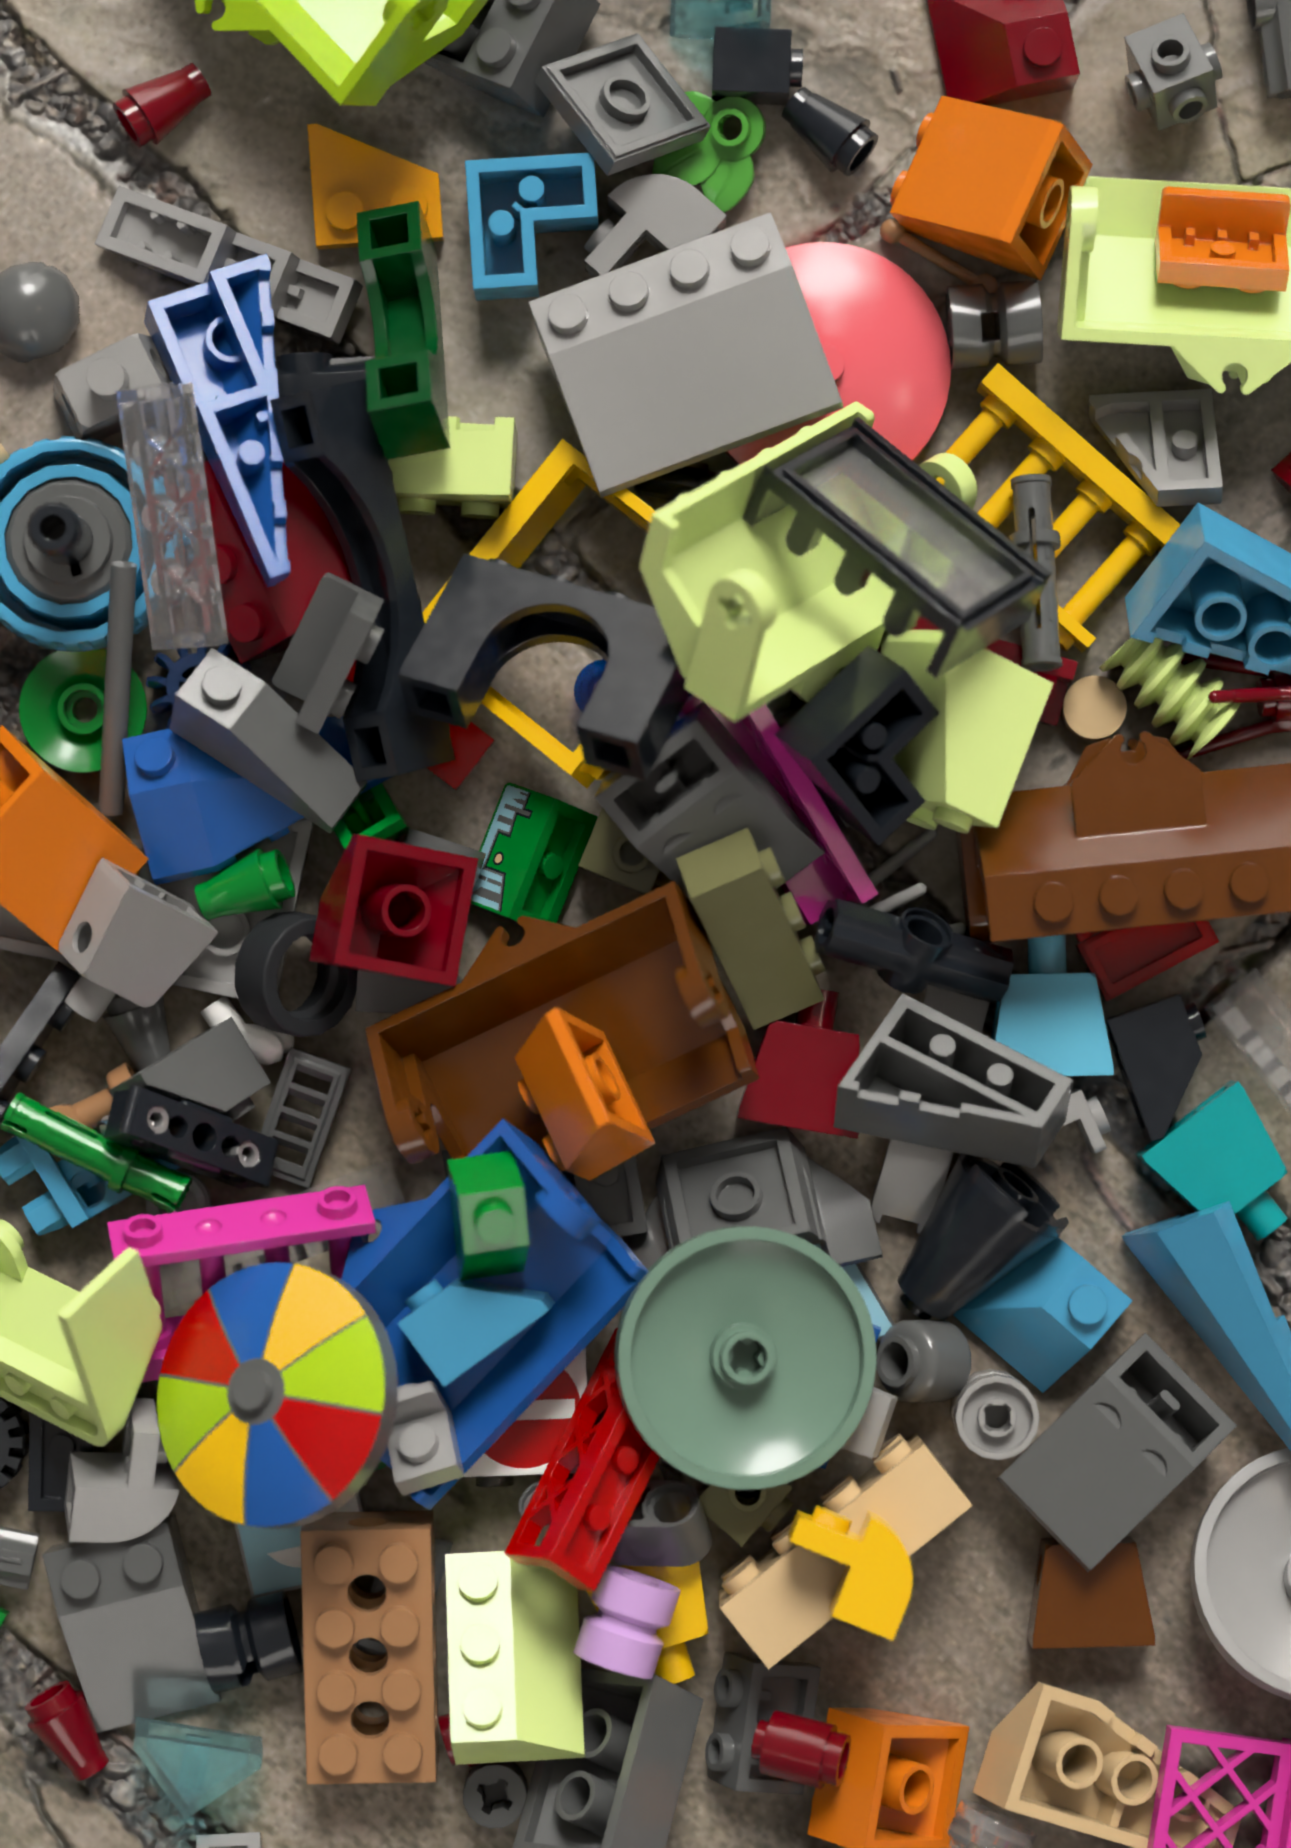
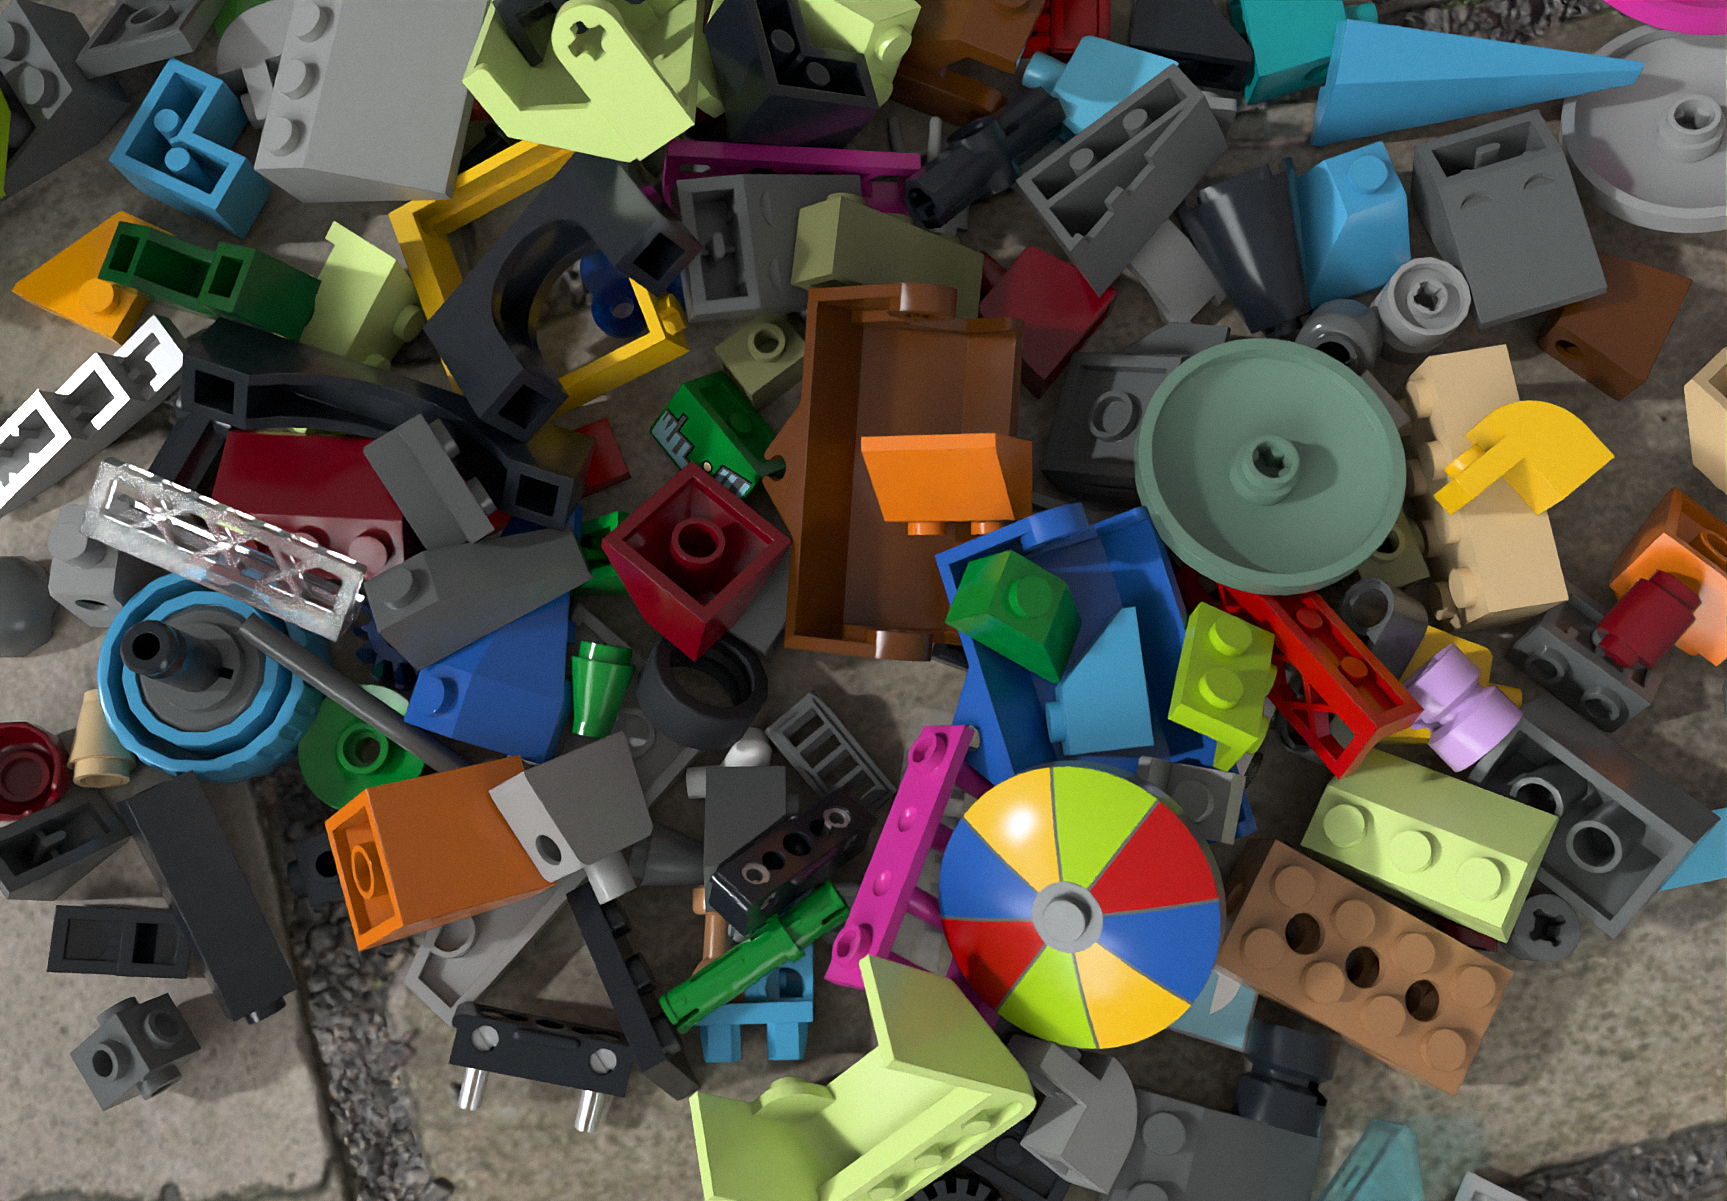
camera: 60 degrees left, 10 degrees down
(225, 346) = (174, 444): wedge -> none
(527, 1416) = (1224, 682): none -> lime bracket

